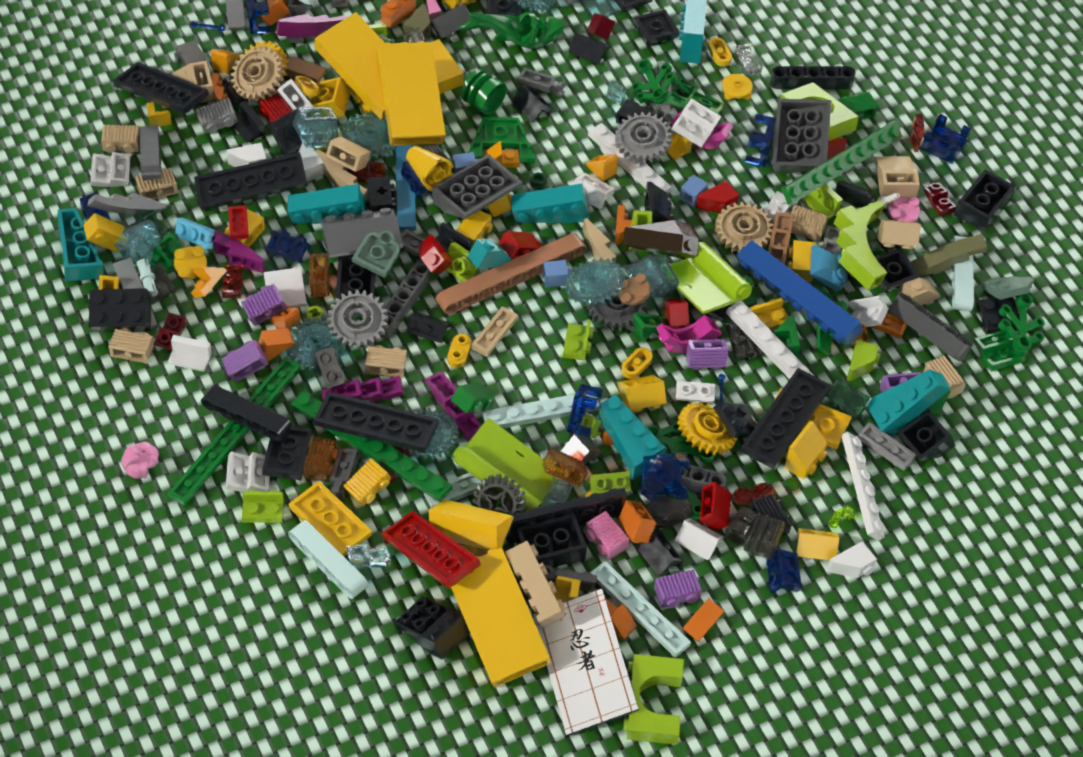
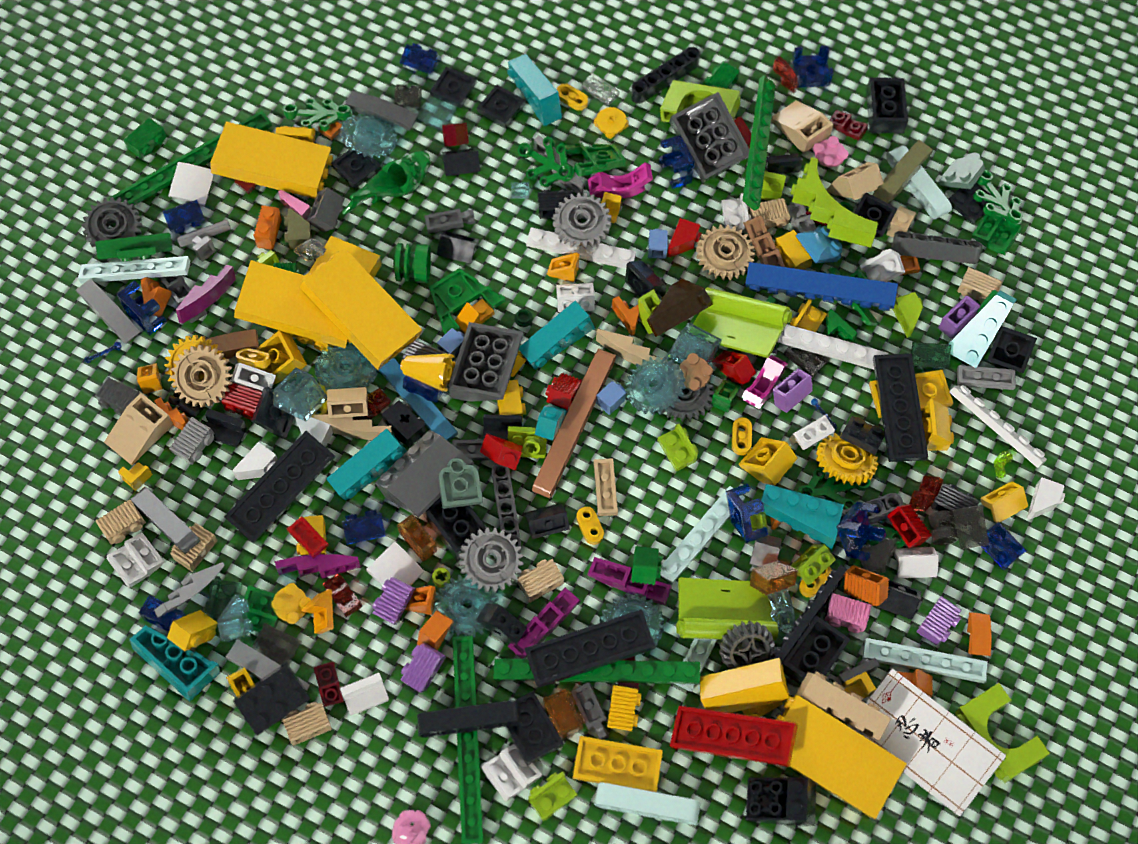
camera: 35 degrees left, 10 degrees up
(147, 277) = (268, 648): light aqua pin -> none
(161, 88) = (119, 448): black plate -> none
(194, 233) = (274, 573): medium azure plate -> none
(361, 556) = (680, 776): clear light blue slope -> none
(696, 122) = (618, 180): white slope -> none
(888, 199) = (812, 153): white piece -> none

